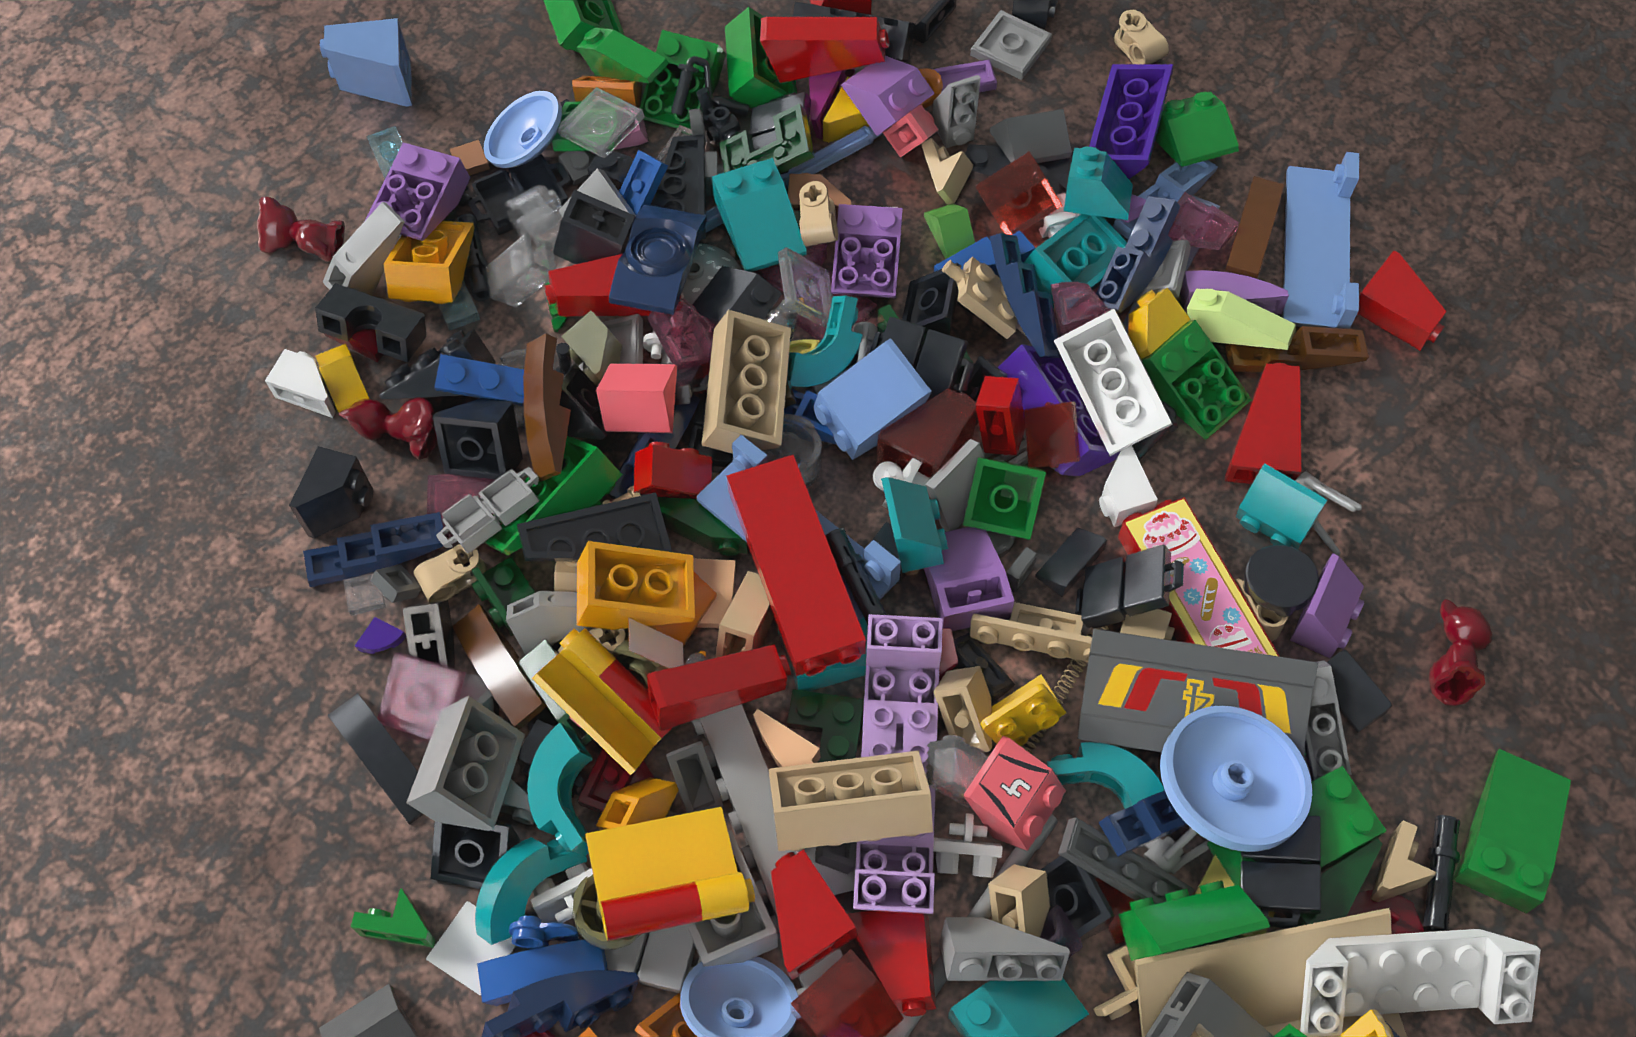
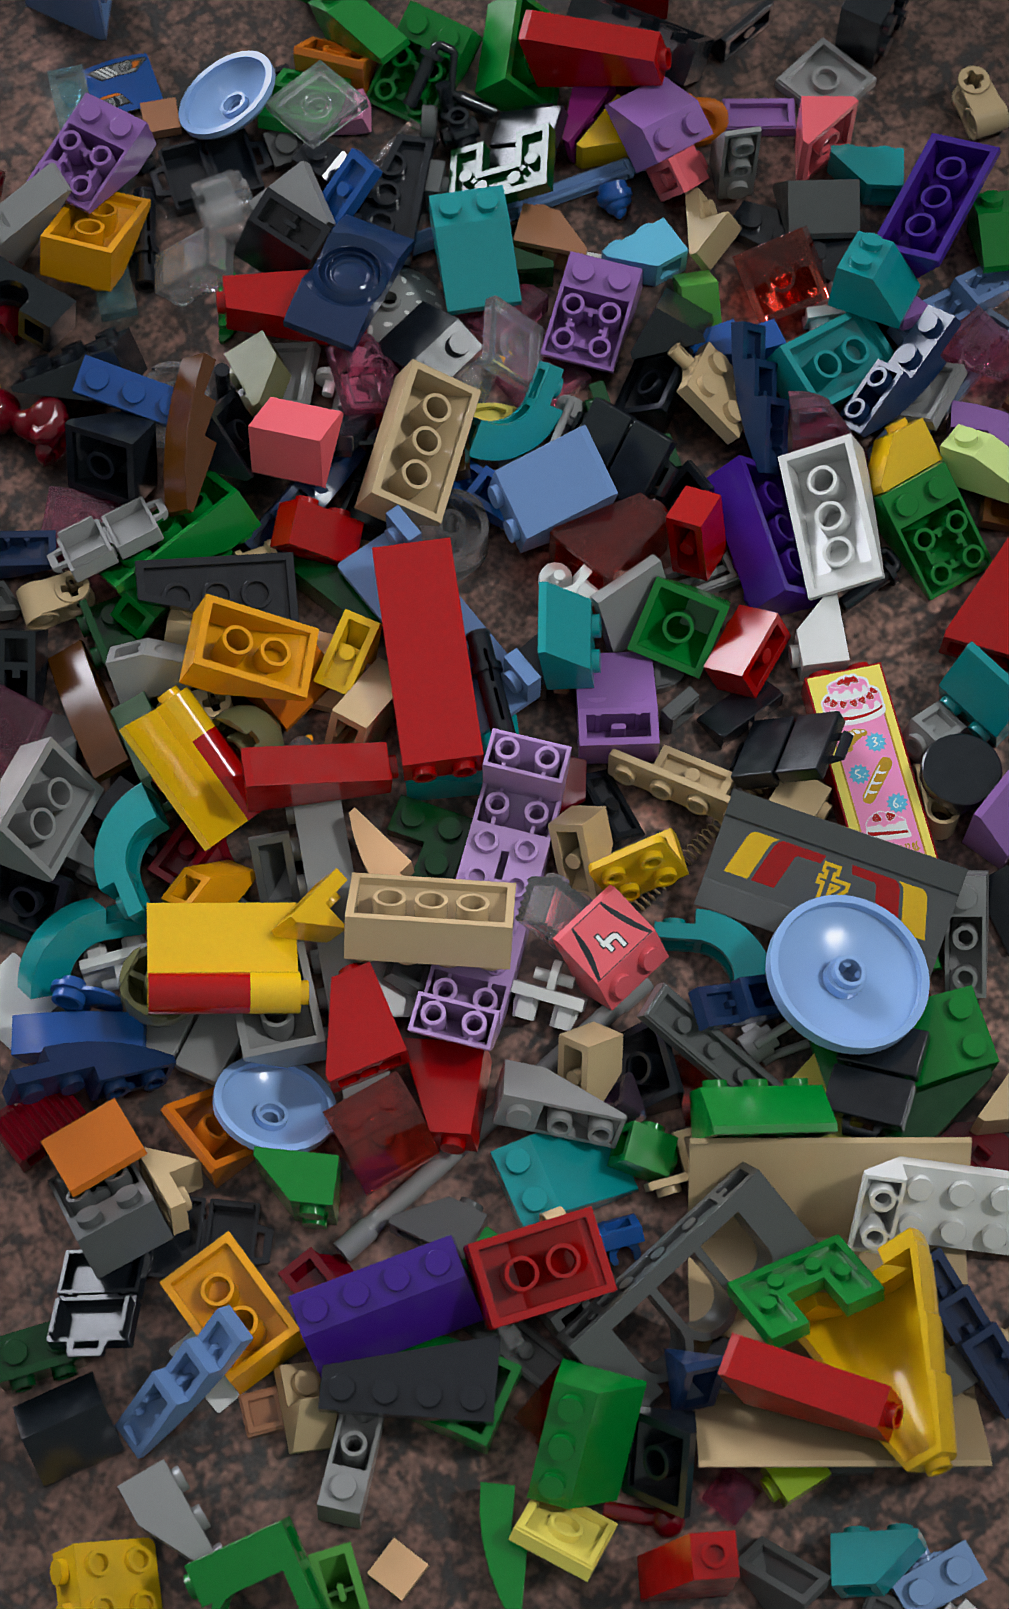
camera: 10 degrees right, 5 degrees up
(434, 133) = (124, 82): none -> blue sticker
(524, 573) = (135, 616): none -> green brick
(654, 645) = (258, 719): white sticker -> none
(722, 571) = (349, 652): none -> yellow slope
(739, 815) = (311, 916): none -> yellow slope
(817, 215) = (541, 261): tan piece -> none
(862, 158) = (615, 197): none -> blue plate
(904, 191) = (653, 249): none -> medium azure slope
(935, 248) = (670, 323): none -> black slope
(1021, 77) = (819, 125): none -> coral slope
(1052, 435) = (749, 565): clear red piece -> none
(1066, 508) = (747, 651): none -> red brick
(1076, 100) = (876, 167): none -> teal slope
(1089, 978) = (644, 1151): none -> green brick
(1239, 547) = (928, 727): none -> light grey bracket

